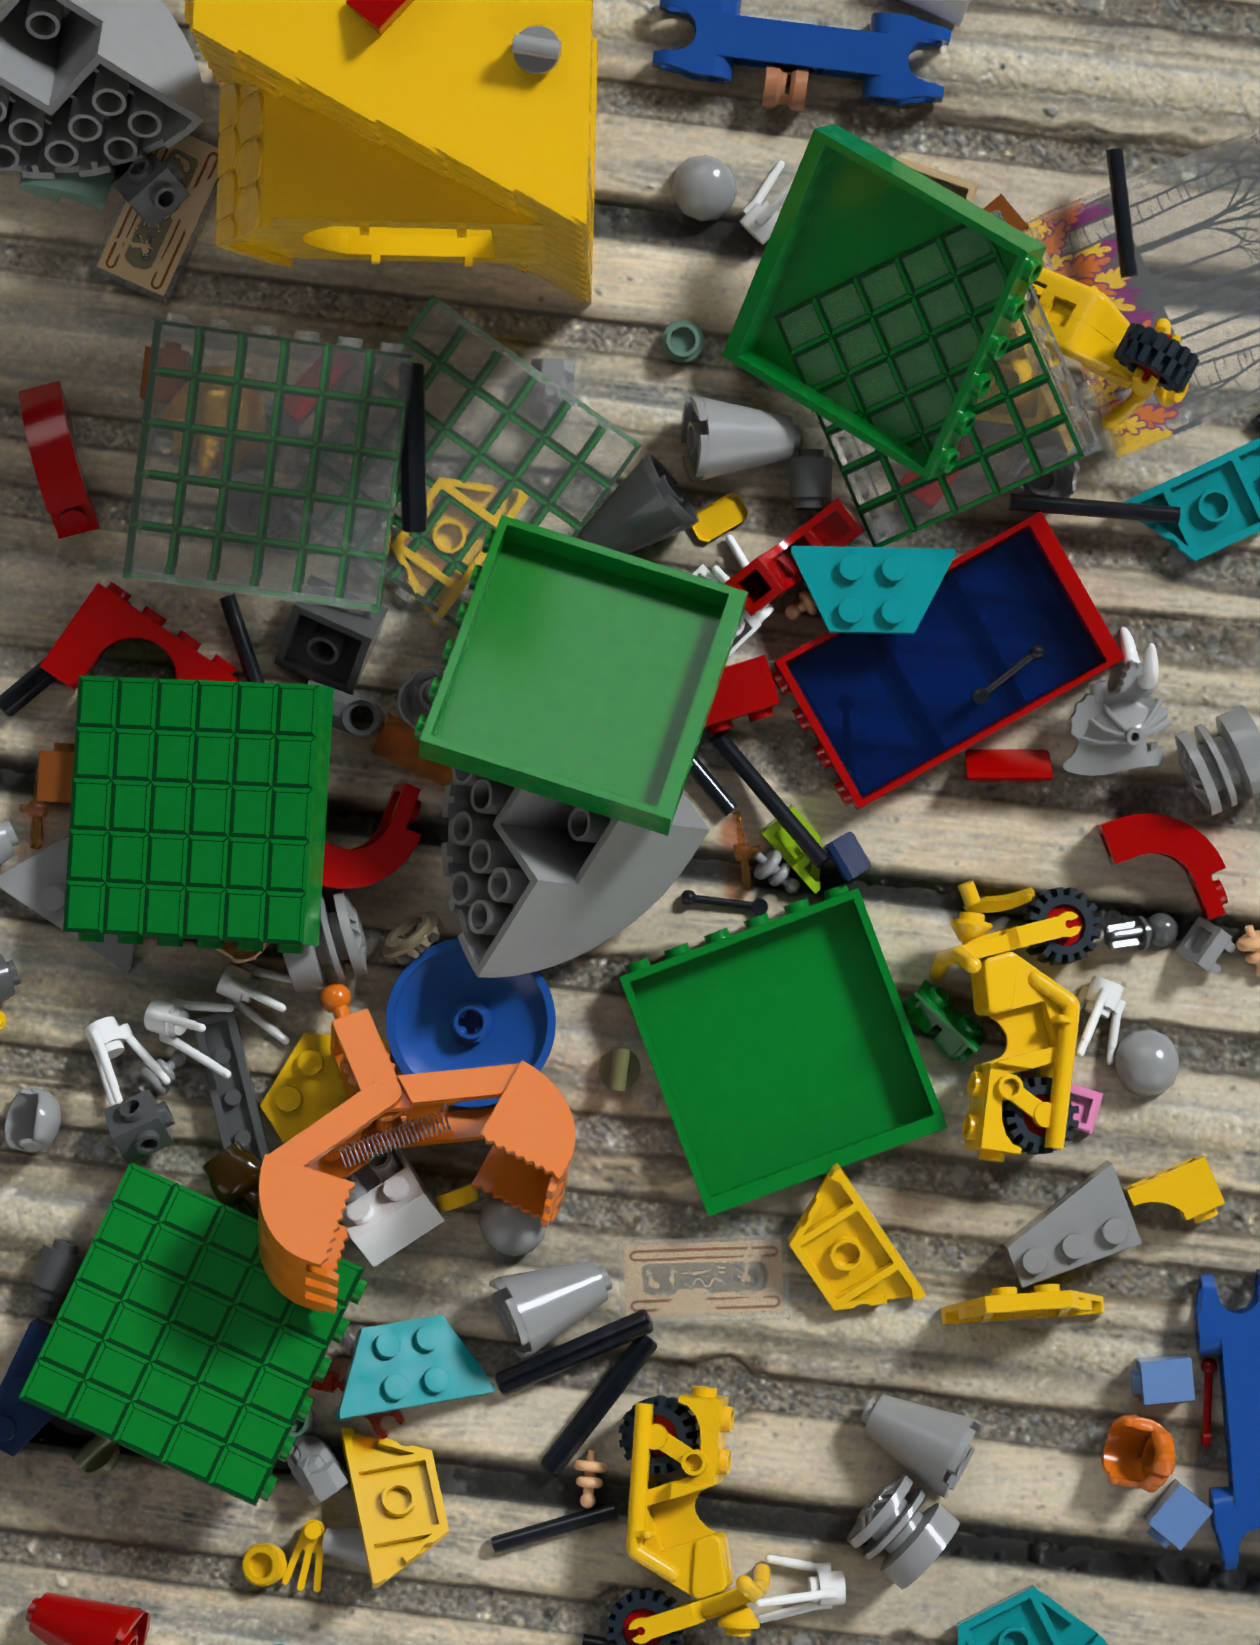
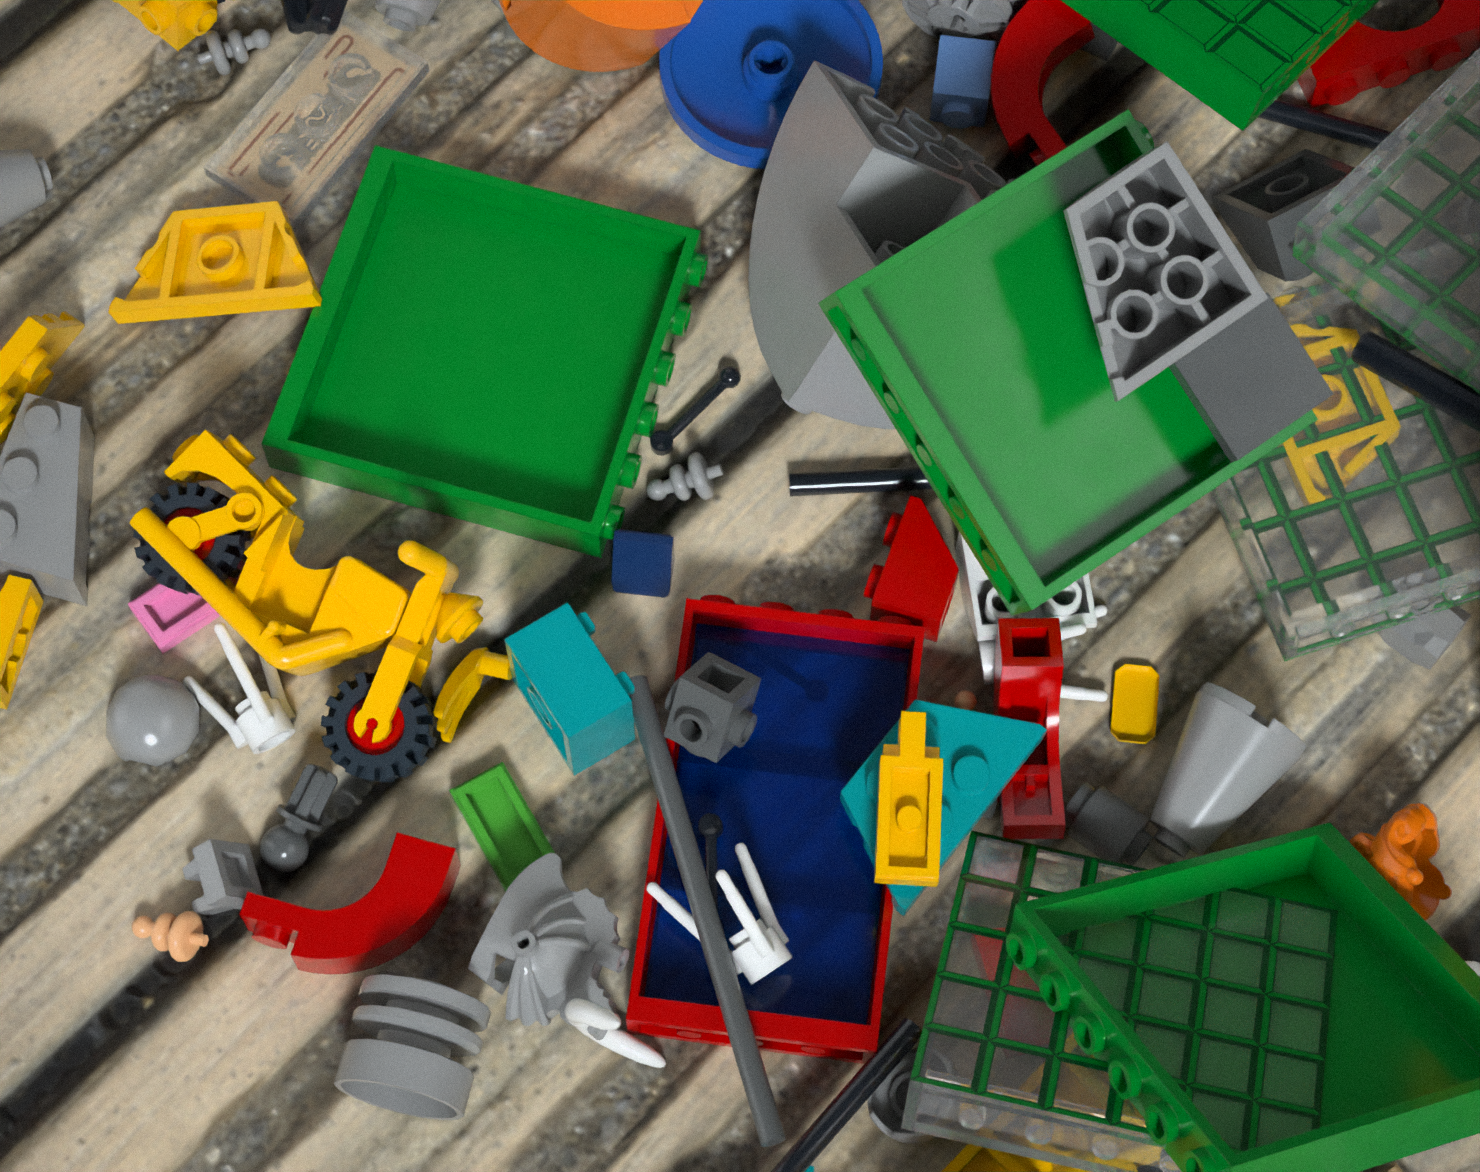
camera: 125 degrees right, 20 degrees down
(344, 709) = (1221, 159): dark grey piece -> none
(391, 899) = (962, 81): none -> medium blue brick
(412, 937) = (905, 69): dark tan gear -> none
(515, 566) = (1251, 380): none -> dark grey tile
(515, 654) = (1155, 268): none -> light grey wedge
(619, 1068) = (602, 180): olive plate -> none
(641, 510) = (1206, 612): dark grey cone -> none
(682, 341) = (1372, 802): sand green plate -> none
(694, 1367) = (236, 47): none -> light grey hair
(714, 300) = (1403, 854): none -> orange hair
(744, 852) = (734, 464): clear orange piece -> none
(770, 799) = (770, 524): black bar -> none
(791, 852) = (699, 525): lime slope -> none
(903, 583) = (909, 808): none -> yellow hinge
(921, 738) = (712, 707): none -> dark grey brick
(959, 1034) = (377, 541): green hinge -> none
(960, 831) = (572, 687): none -> teal container
(1007, 765) = (604, 809): red slope -> none
(1034, 616) = (761, 942): none -> white plant
(1034, 662) = (706, 916): none -> dark grey piece
(1059, 815) = (501, 822): none -> bright green tile

